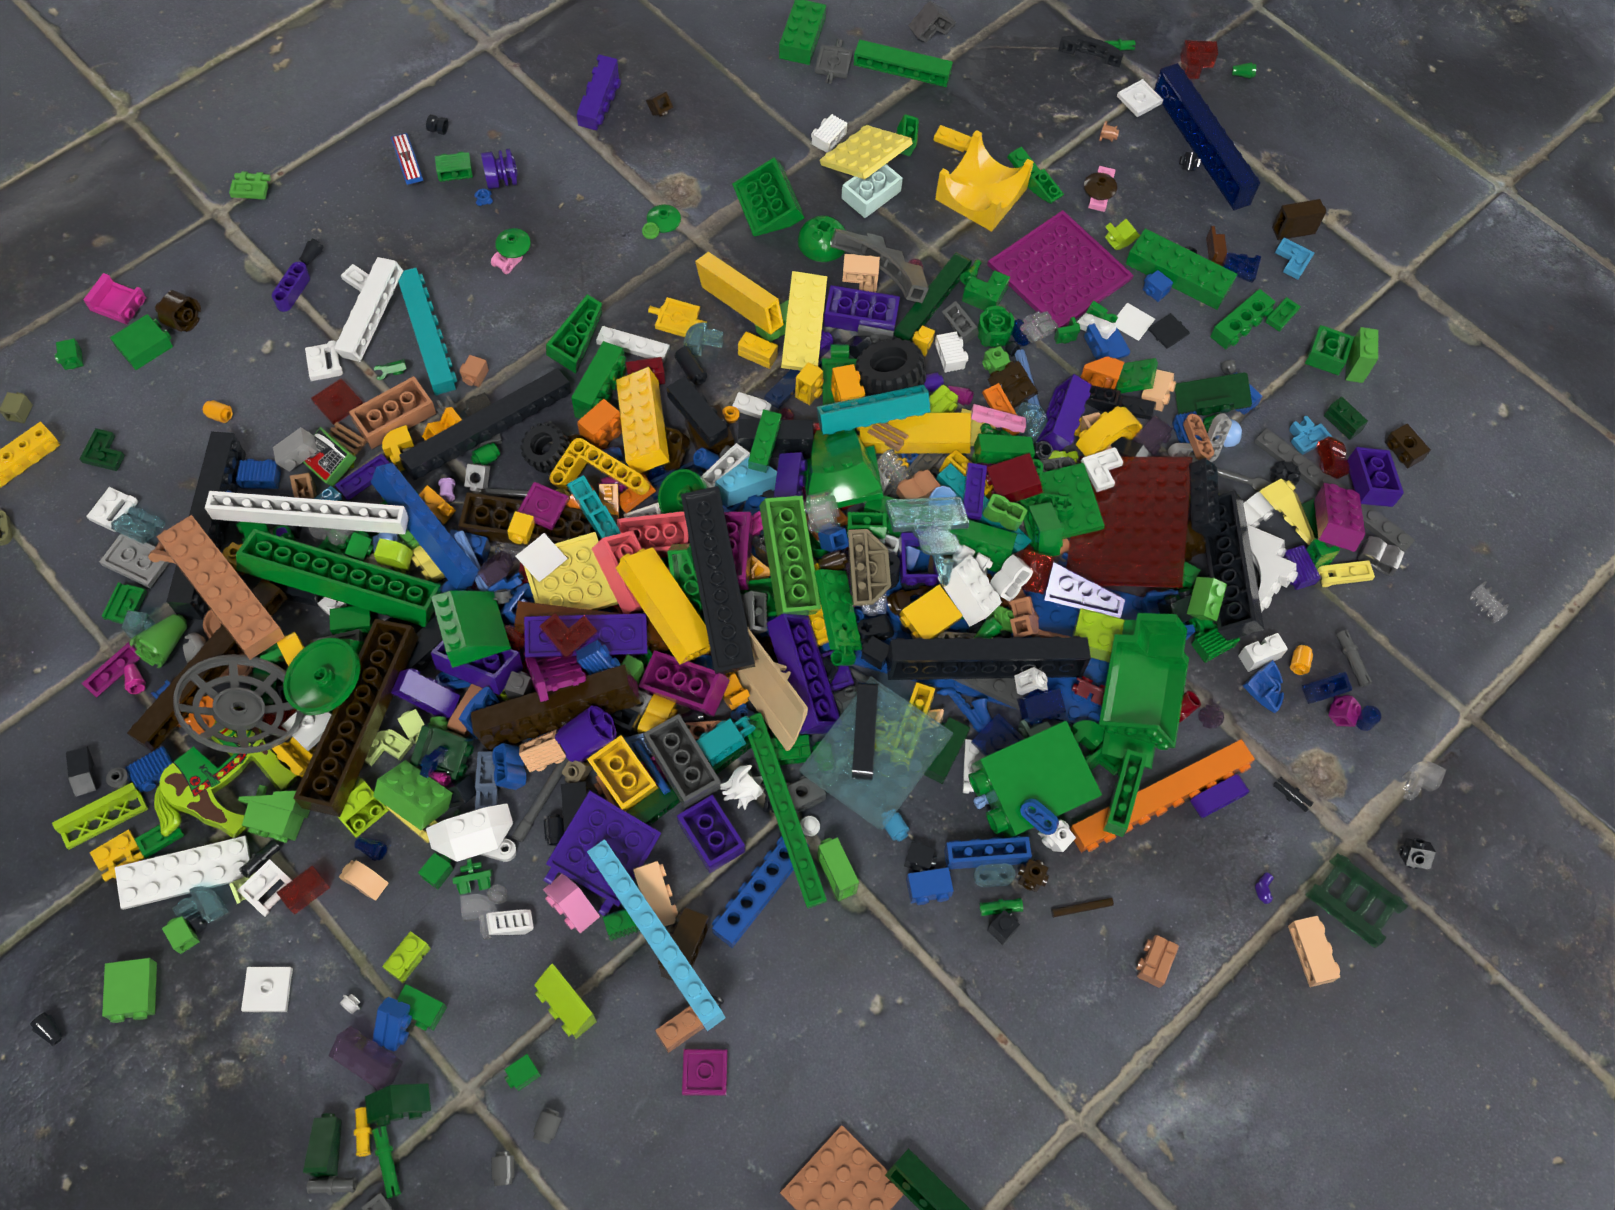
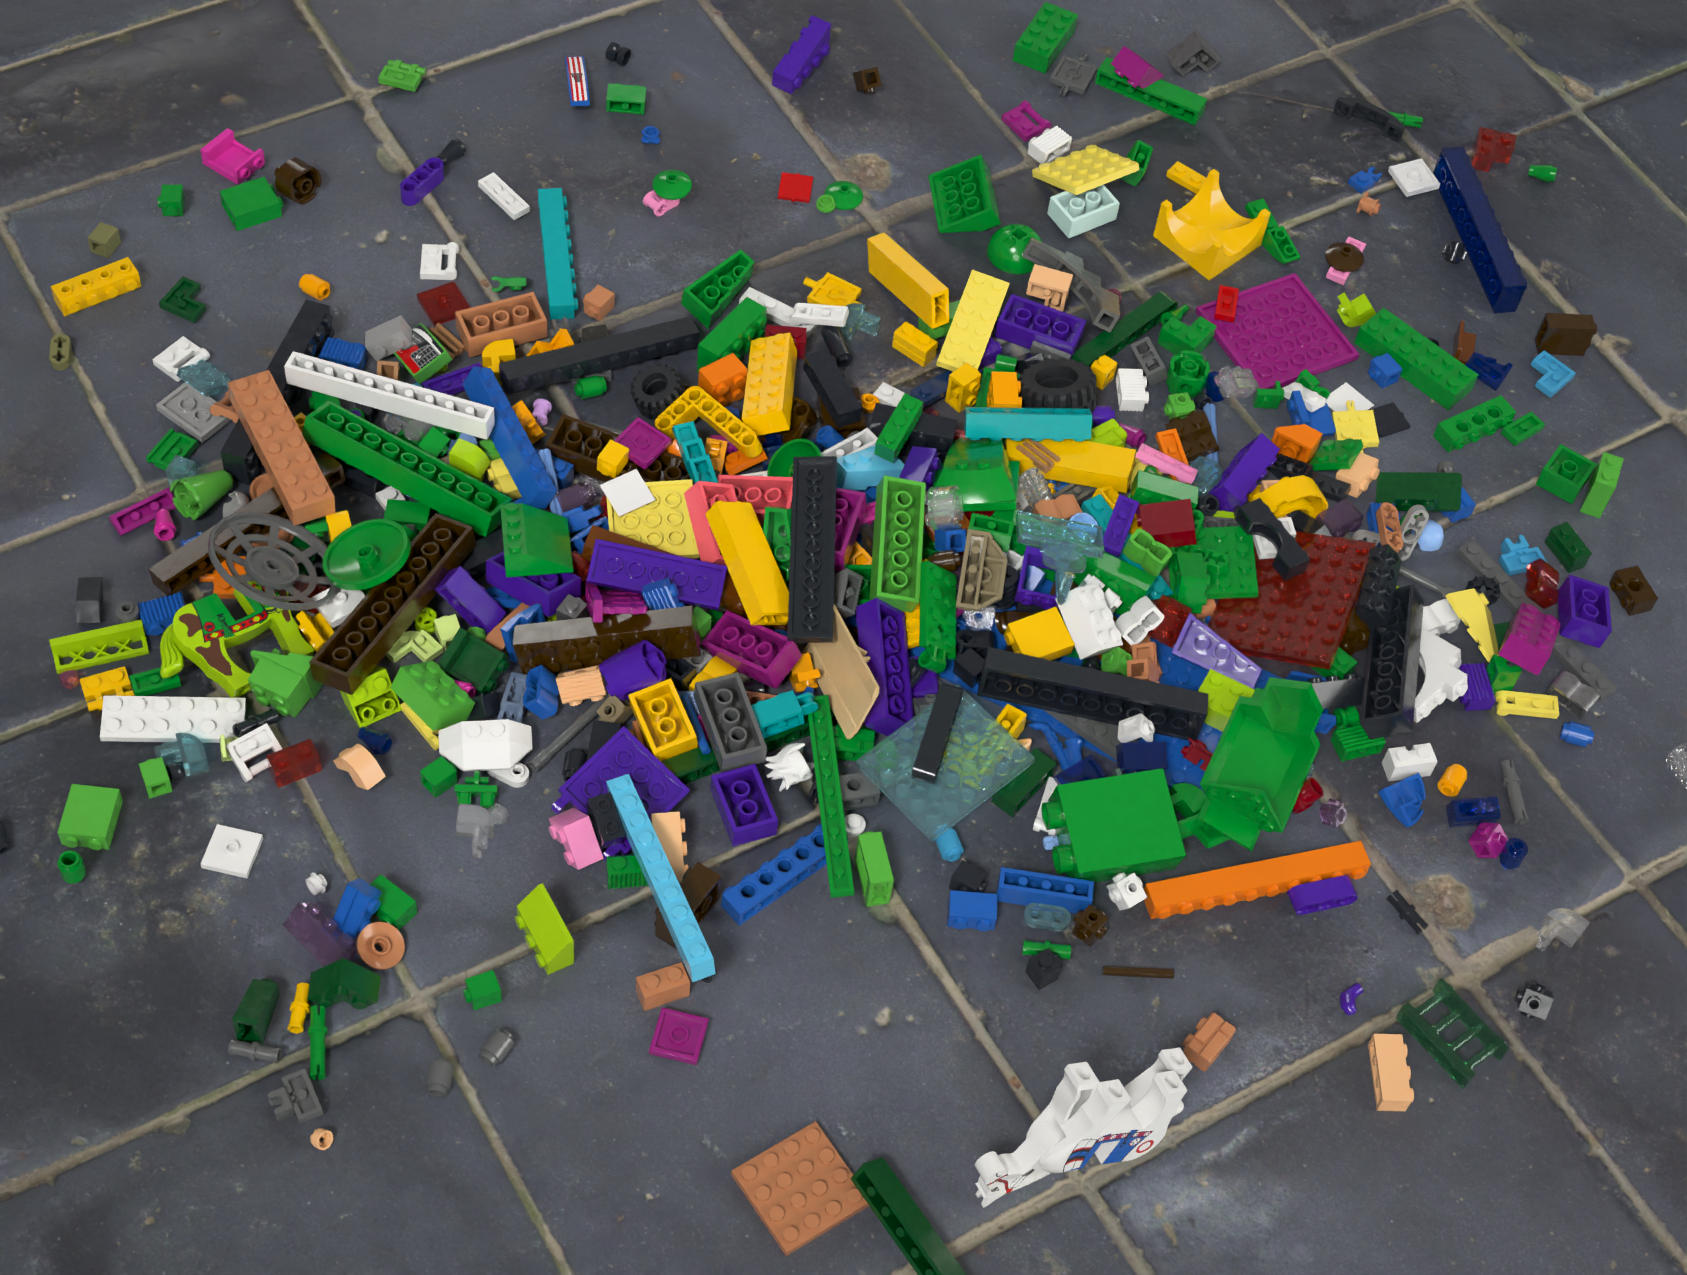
camera: 10 degrees right, 10 degrees down
(81, 854) = (69, 679): none -> clear pink hinge
(123, 1046) = (71, 867): none -> green brick
(368, 309) = (500, 218): white brick -> none
(391, 714) = (426, 614): none -> lime wheel
(406, 957) = (387, 851): lime brick -> none
(430, 762) = (461, 665): clear blue plate -> none
(432, 1052) = (388, 938): none -> nougat dish
(483, 471) = (576, 396): light grey brick -> none
(499, 168) = (675, 109): dark purple wheel -> none
(502, 595) = (576, 523): dark grey plate -> none
(522, 918) = (519, 842): white slope -> none
(567, 639) = (638, 569): clear red brick -> none
(594, 885) = (605, 820): none -> black brick
(620, 220) = (795, 187): none -> red piece
(669, 342) = (819, 314): none -> white plate
(800, 117) = (1022, 124): none -> magenta plate
(887, 46) = (1135, 68): none -> magenta slope
(989, 629) = (1103, 663): green cone -> none
(1013, 253) = (1226, 303): none -> red plate
(1039, 816) = (1108, 858): blue plate -> none
(1085, 1079) = (1087, 1120): none -> white animal
(1091, 458) = (1257, 519): none -> black arch
(1099, 109) = (1364, 181): none -> blue plate
(1125, 793) = (1212, 860): green brick -> none
(1145, 343) = (1356, 425): none -> light yellow plate
(1206, 598) = (1355, 687): bright green brick -> none
(1392, 591) = (1576, 734): none -> blue brick

